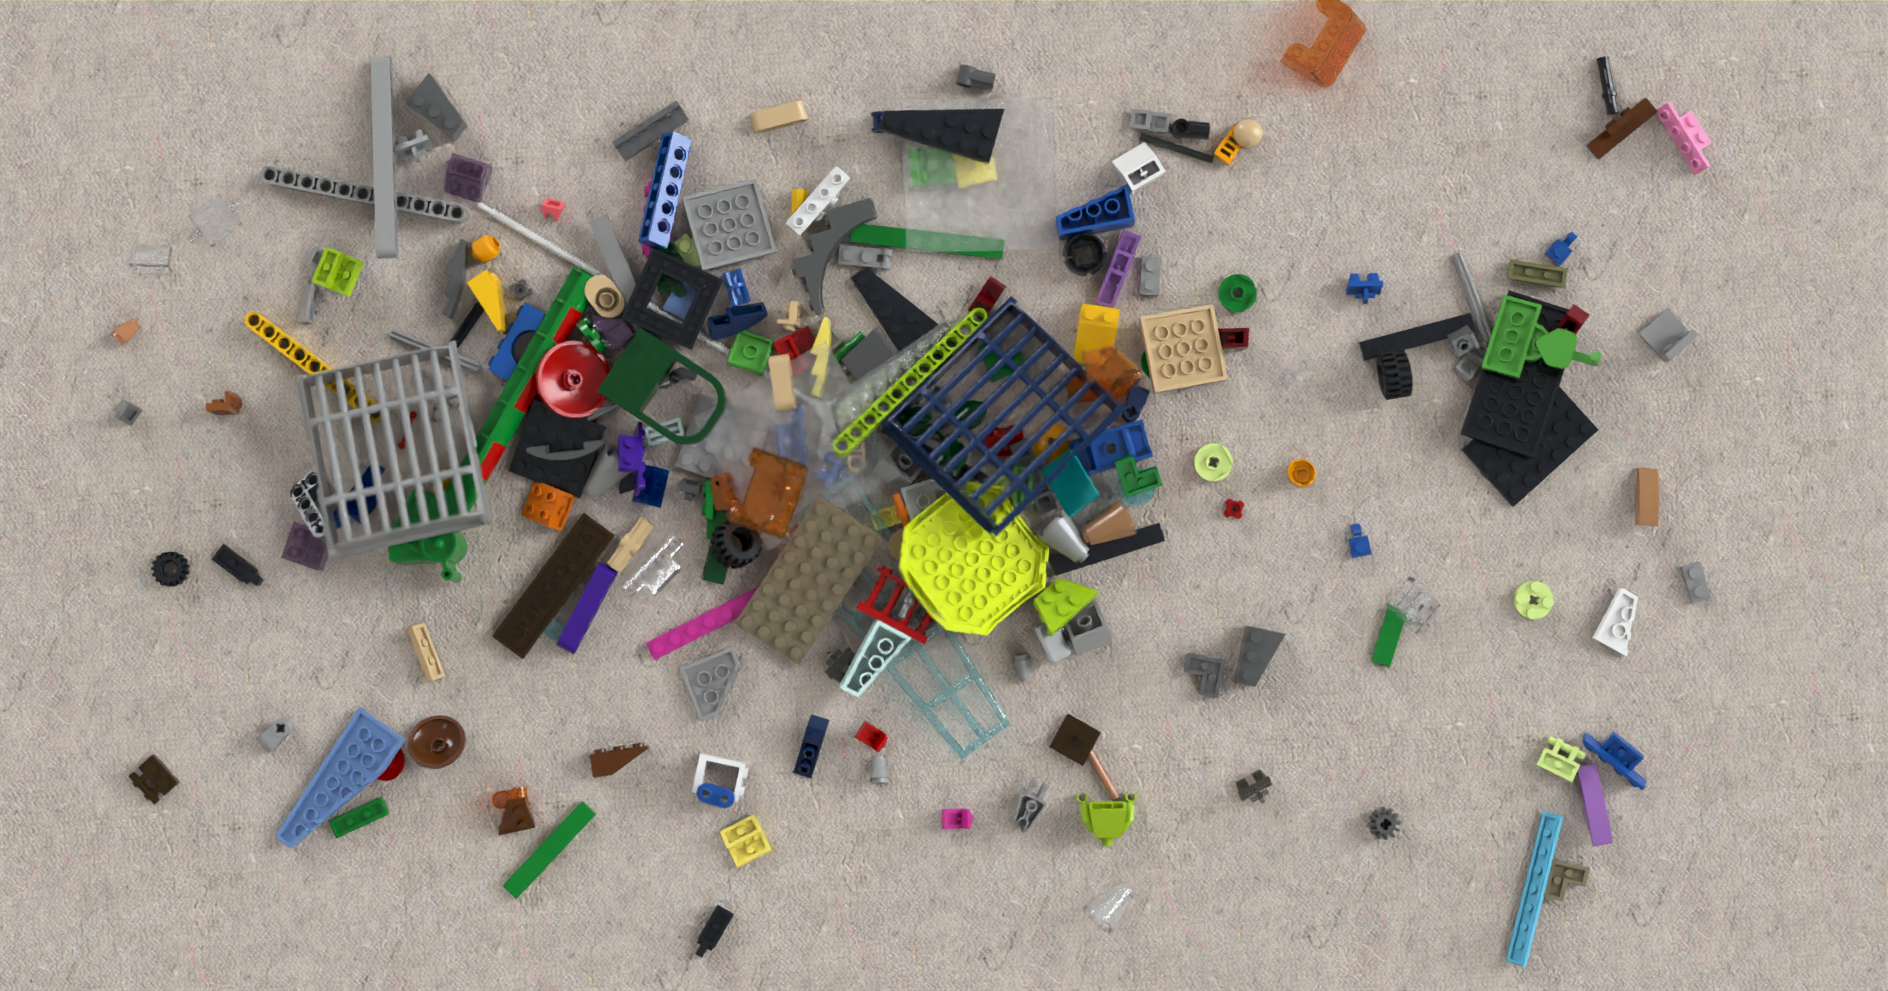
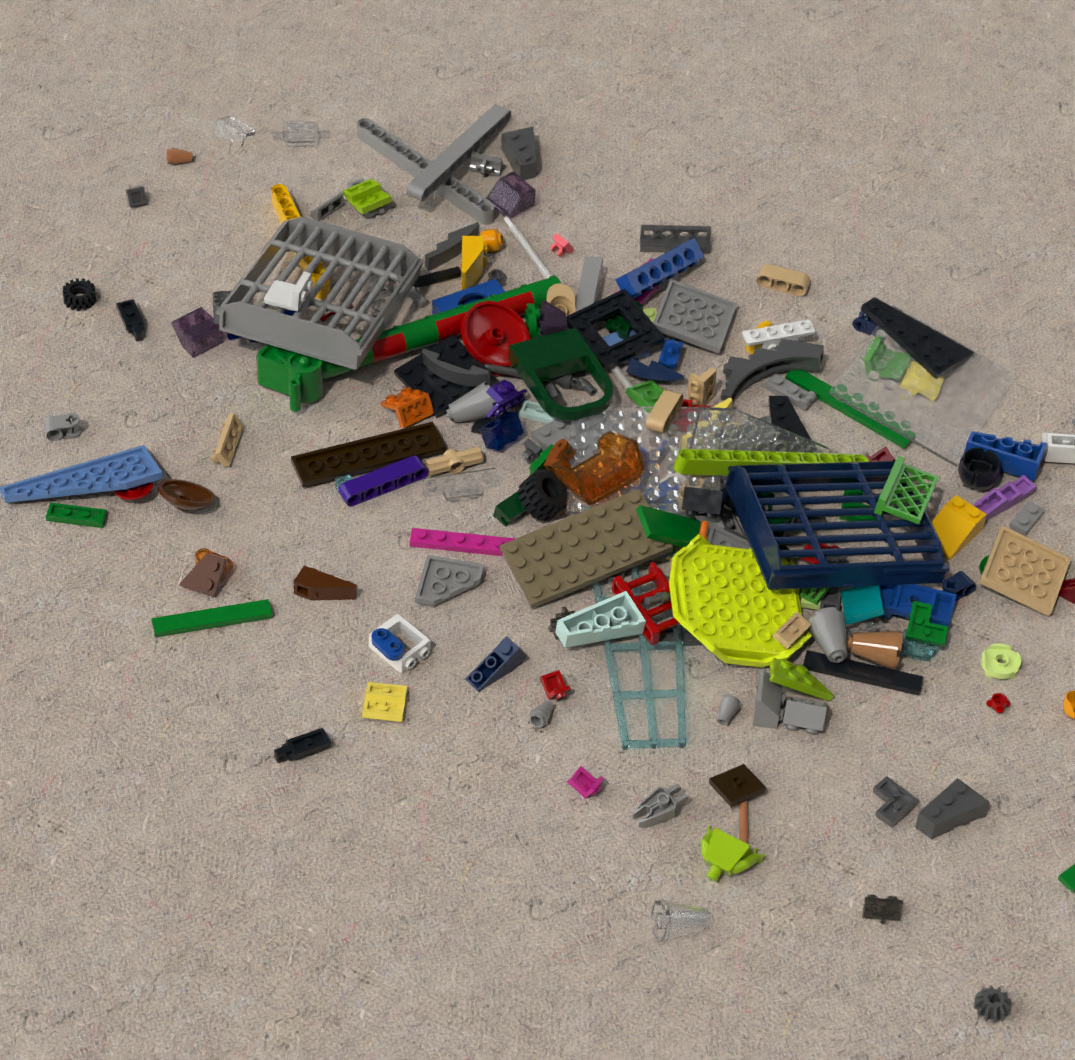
camera: 25 degrees right, 40 degrees down
(230, 406) = (212, 222): dark orange bracket -> none
(380, 500) = (289, 295): none -> white bracket
(667, 407) = (555, 394): none -> flat silver tile
(869, 520) = (668, 526): none -> green tile
(881, 474) = (703, 500): none -> black slope
(970, 77) = (958, 329): dark grey piece -> none
(1031, 353) = (893, 487): none -> bright green fence
(1032, 558) = (792, 630): none -> tan plate
(1110, 369) = (962, 538): clear orange windscreen -> none

